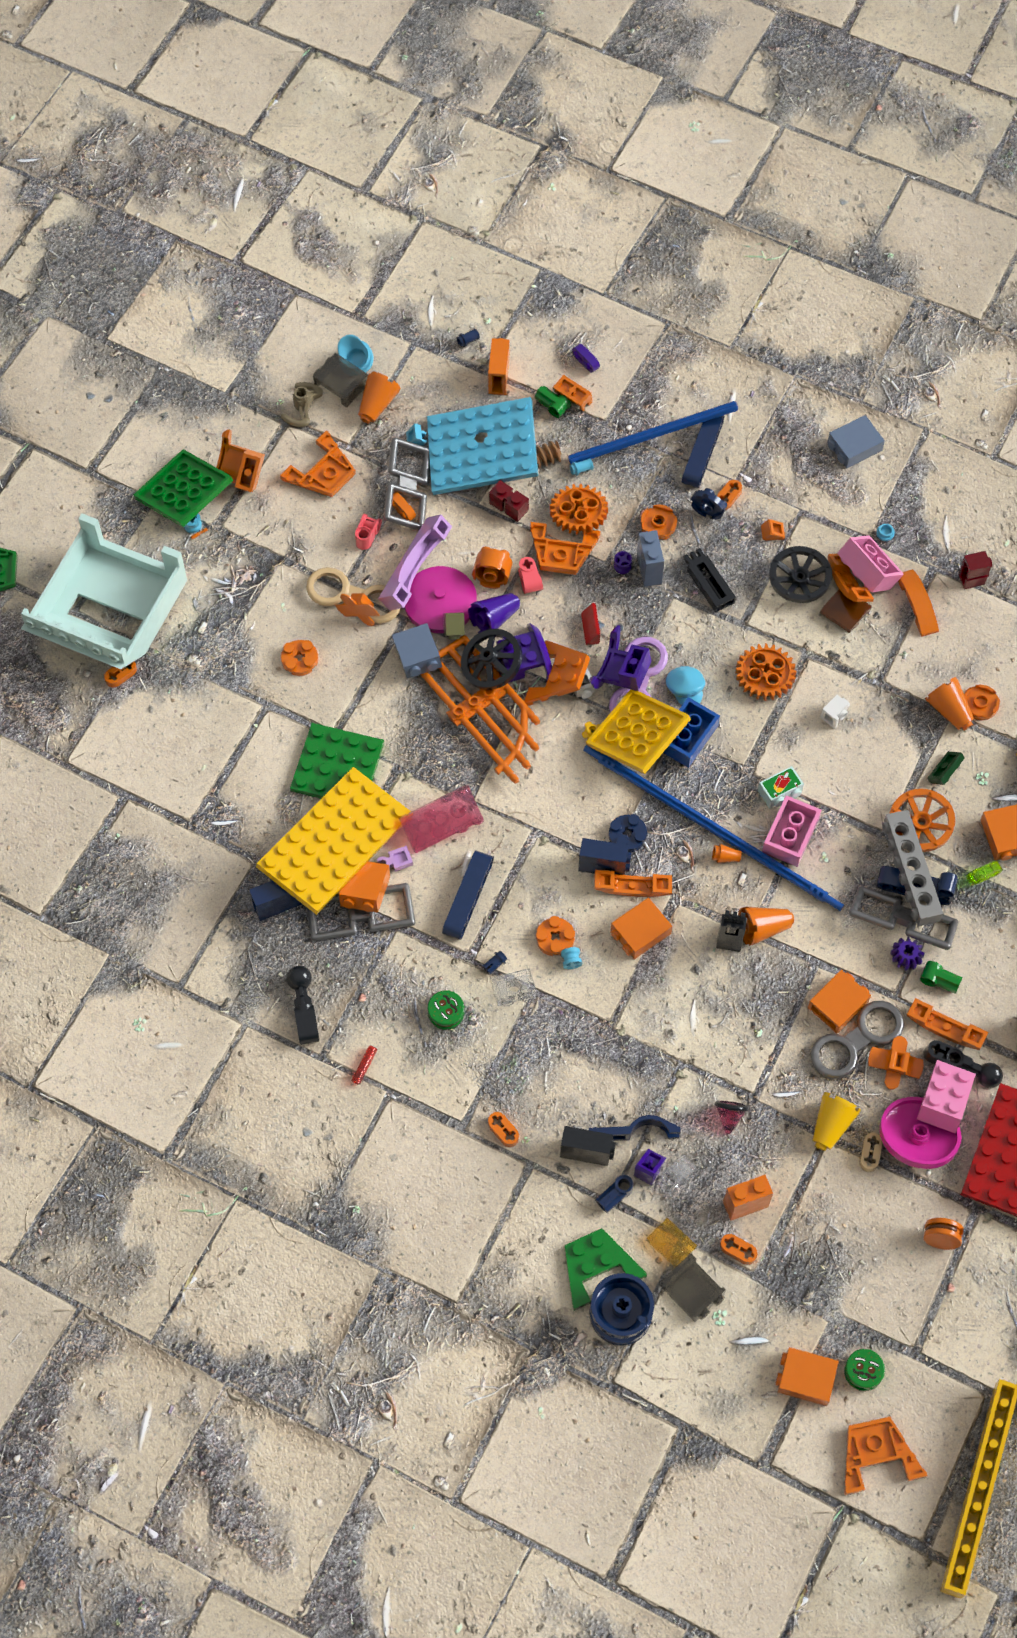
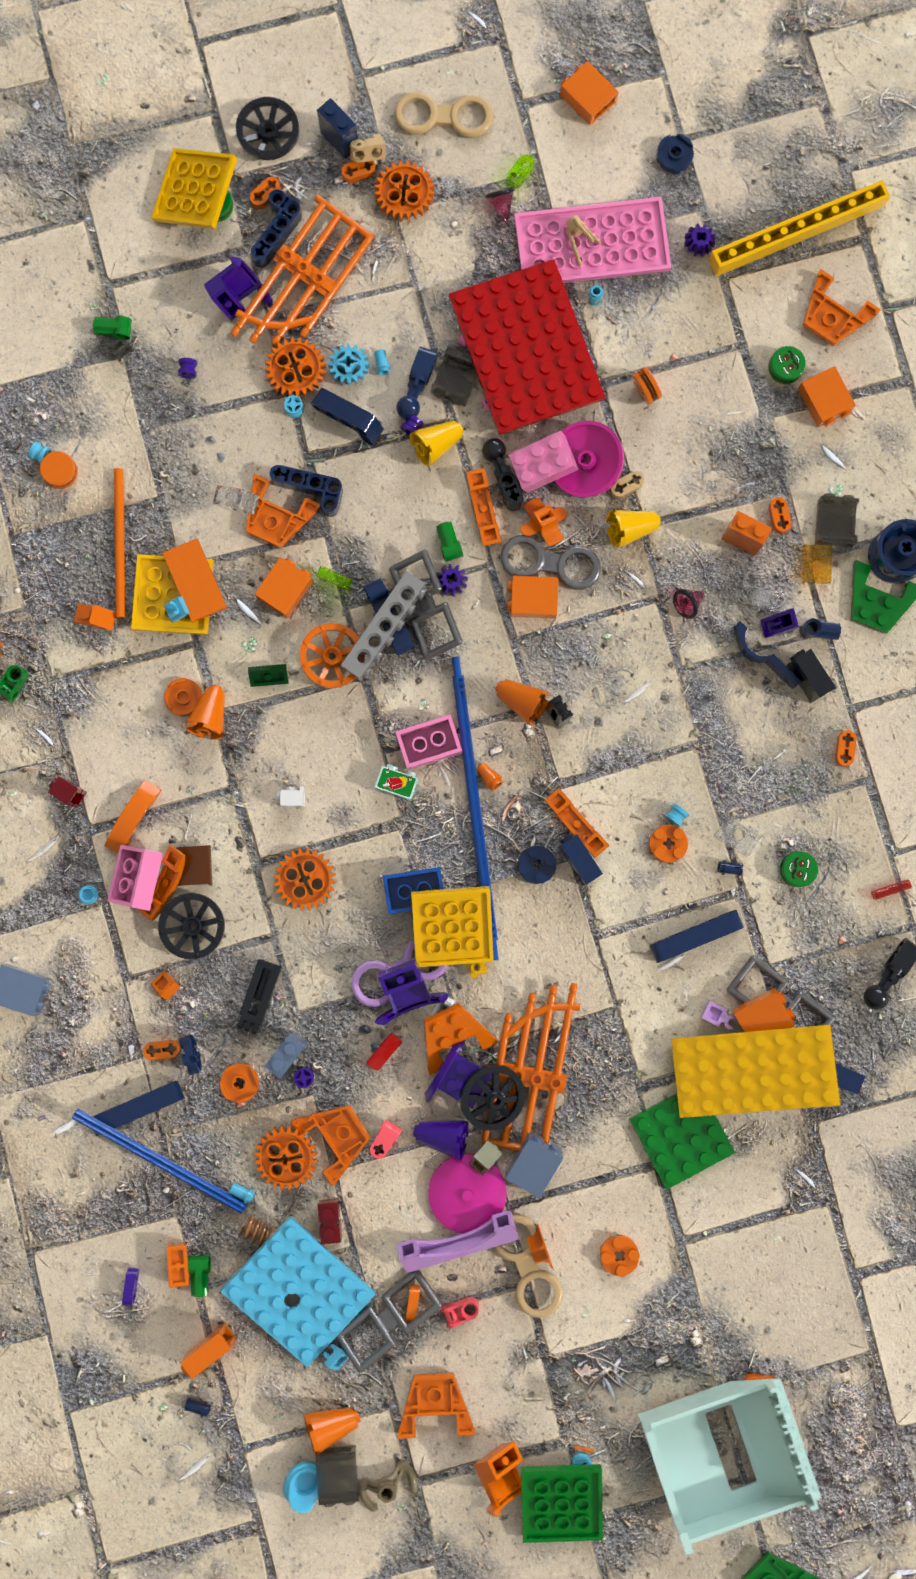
camera: 135 degrees left, 20 degrees up
(441, 819) = (656, 1011): clear pink hinge -> none
(492, 567) = (406, 1175): orange brick -> none
(640, 928) = (607, 786): orange brick -> none
(686, 683) = (370, 931): medium azure piece -> none

